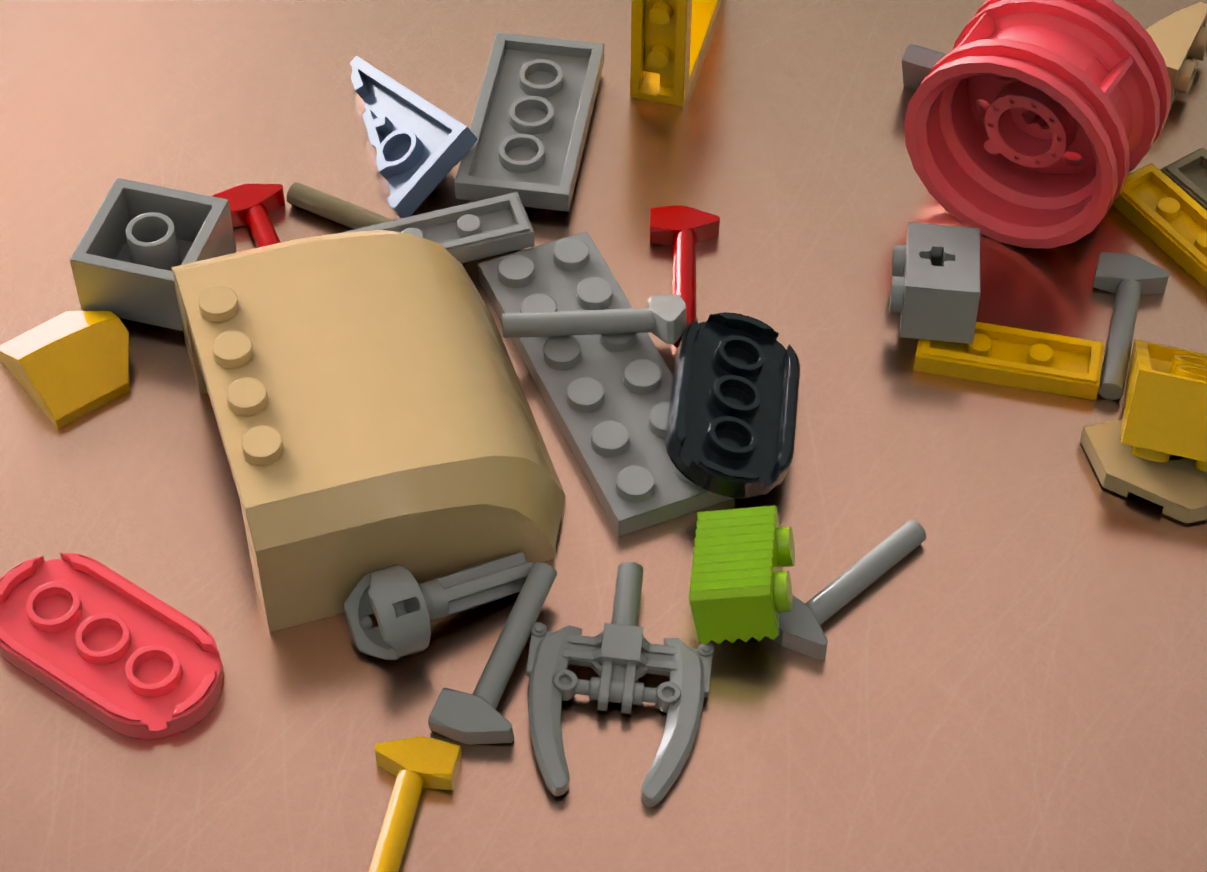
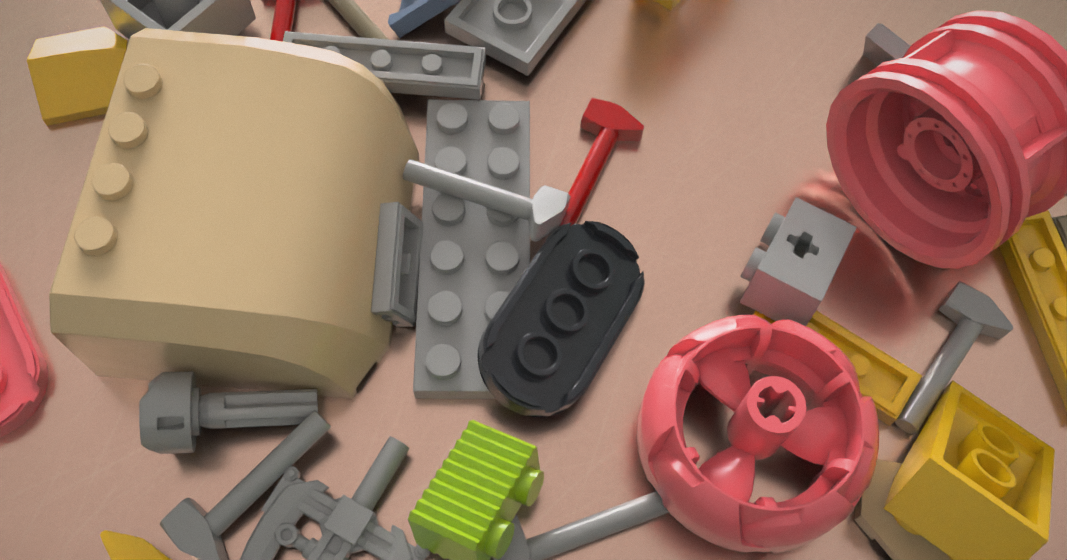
camera: 20 degrees right, 15 degrees up
(542, 414) = (397, 265): none -> light grey tile
(987, 381) = (832, 431): none -> coral wheel

